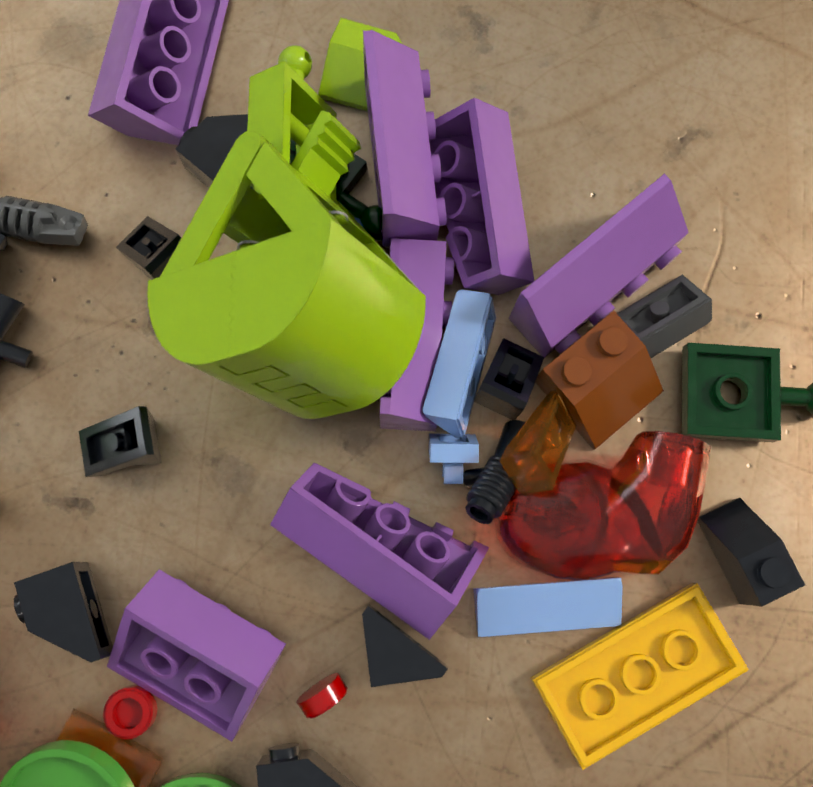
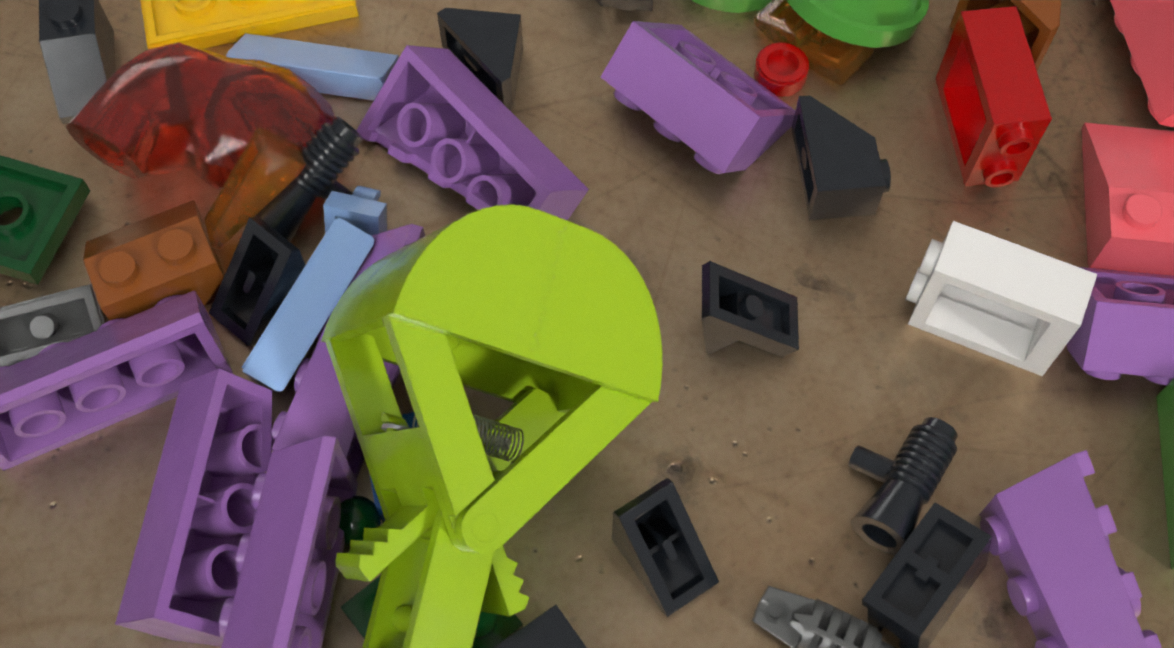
camera: 160 degrees left, 15 degrees down
(322, 696) = (575, 33): red tile -> none

